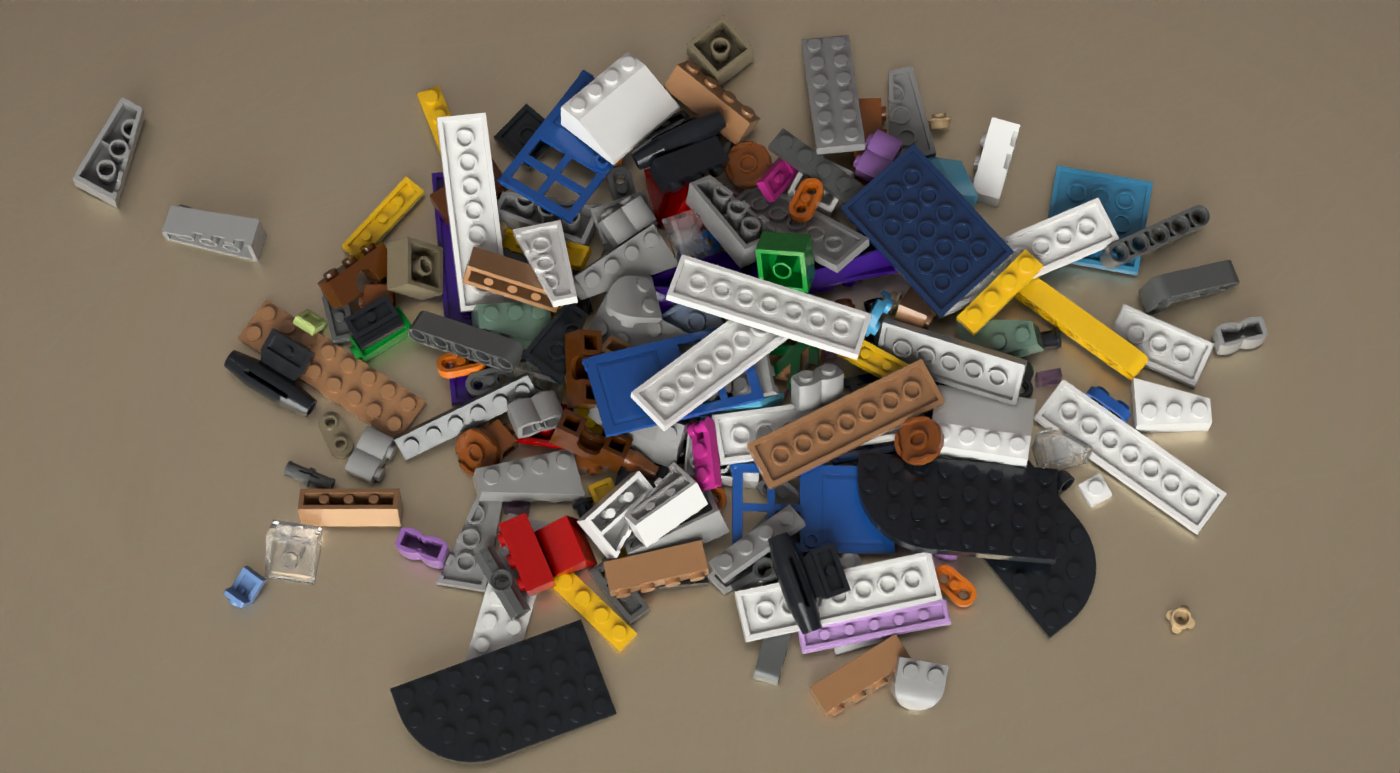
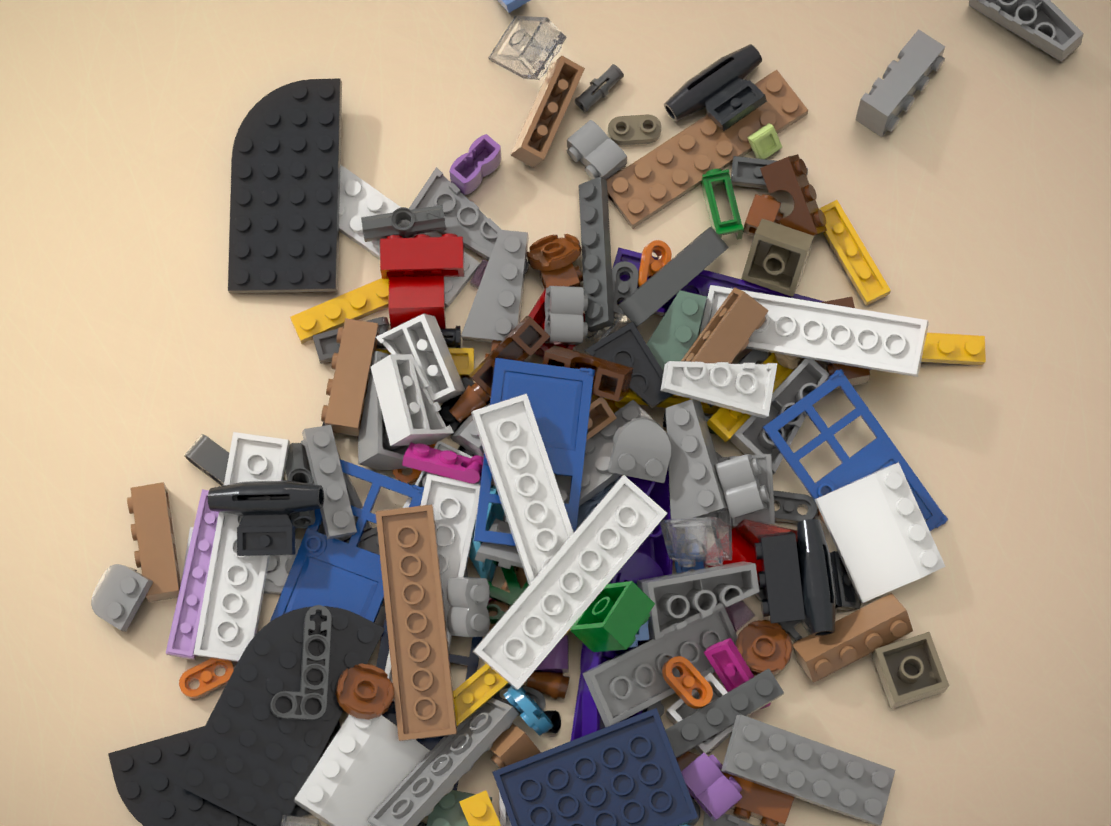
camera: 110 degrees right, 0 degrees up
(374, 322) = (732, 195): black plate -> none
(519, 131) = (897, 423): black plate -> none
(886, 495) = (309, 663): none -> dark grey beam
(897, 298) = (543, 742): tan plate -> none

